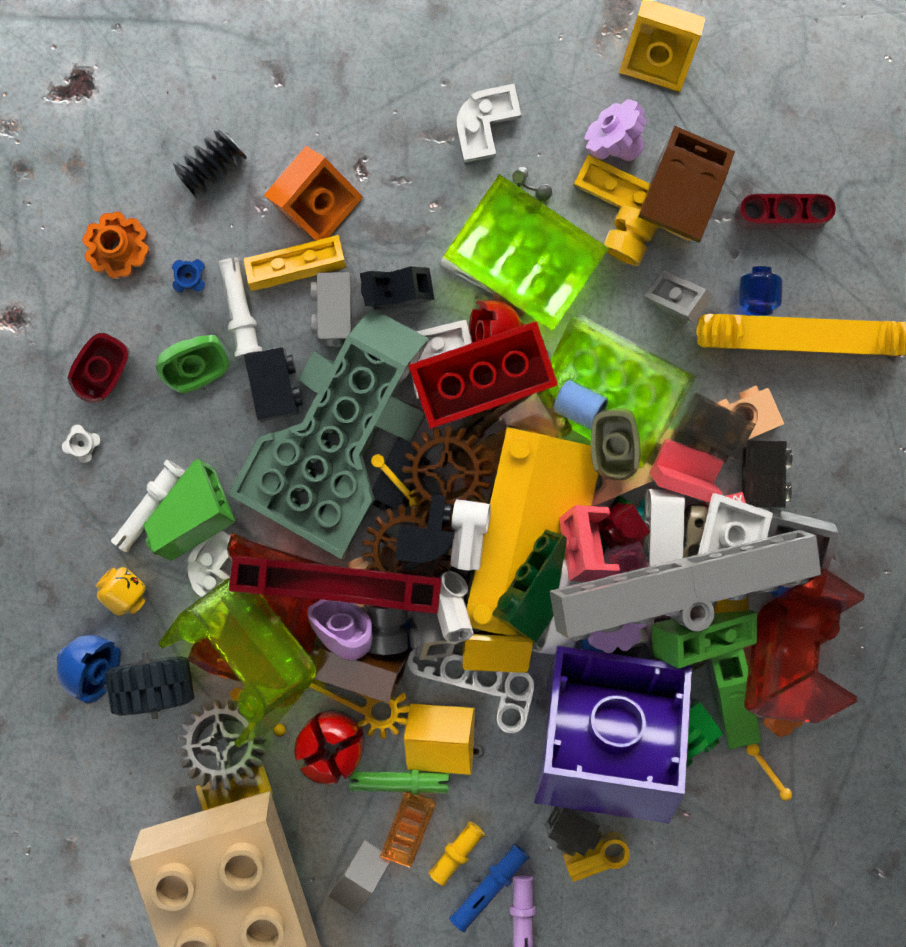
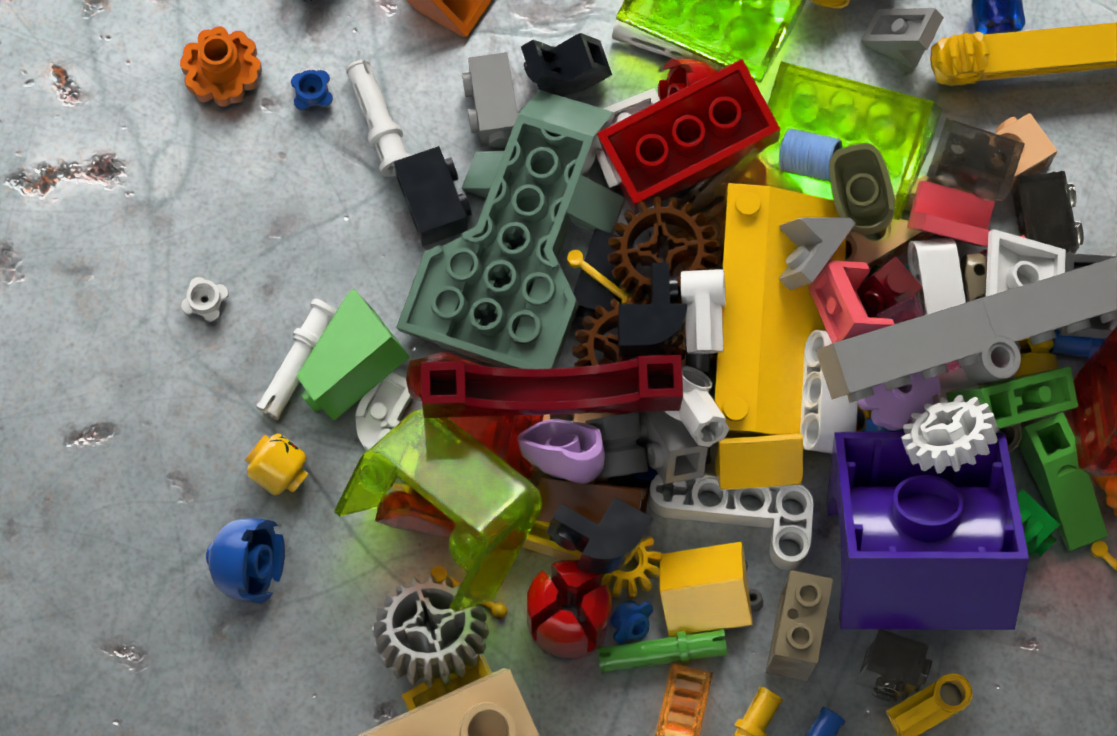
camera: 10 degrees left, 15 degrees down
(98, 367) = (217, 203): dark red piece -> none
(149, 686) = (330, 564): black wheel -> none
(192, 363) = (331, 183): bright green piece -> none
(294, 263) = (437, 56): yellow plate -> none
(362, 717) = (604, 545): none -> black brick
(378, 756) = (631, 620): none -> blue plate
(504, 793) = (799, 625): none -> dark tan window
(527, 602) = (792, 378): dark green slope -> none
(572, 488) = (816, 244): none -> light grey slope
(645, 671) = (950, 434): none -> white gear

